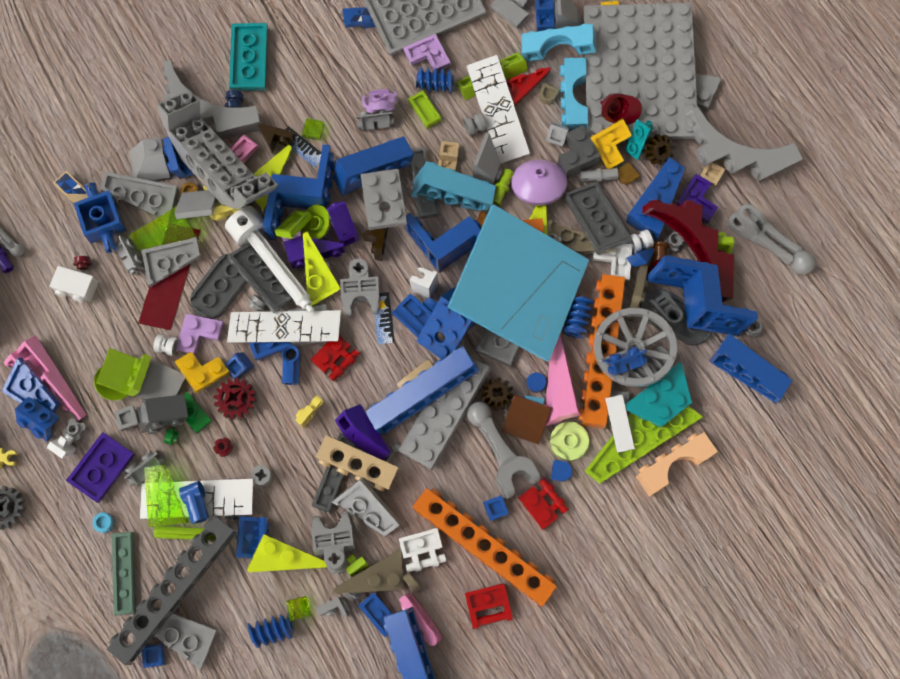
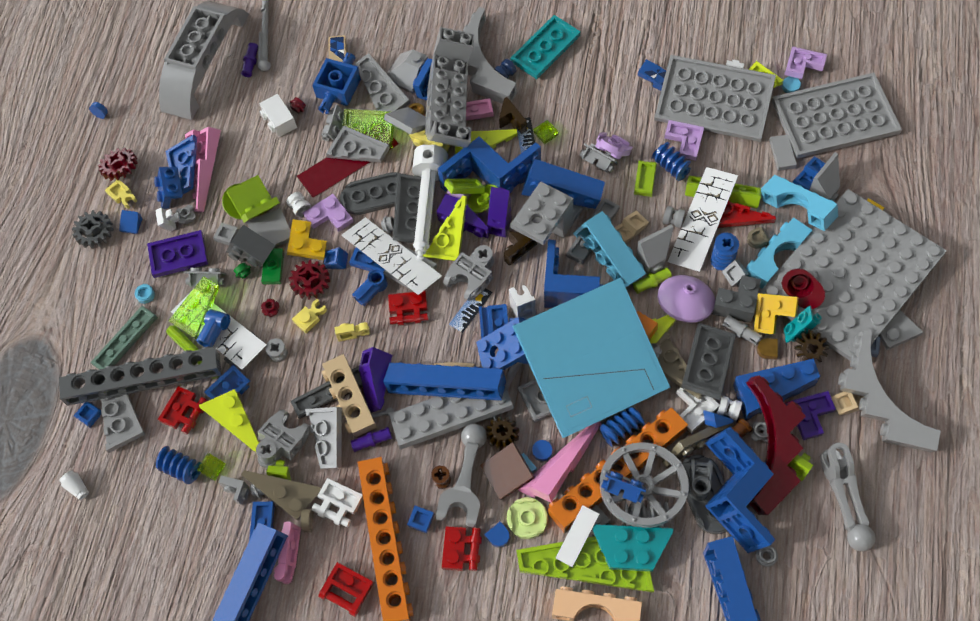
camera: 45 degrees right, 10 degrees down
(30, 475) = (130, 222): none -> blue slope
(225, 587) = (177, 407): none -> red plate
(261, 431) = (307, 318): none -> light yellow plate
(403, 481) = (371, 439): none -> dark purple pin
(482, 458) = (435, 474): none -> reddish brown bush
(538, 123) = (724, 251): none -> blue piece

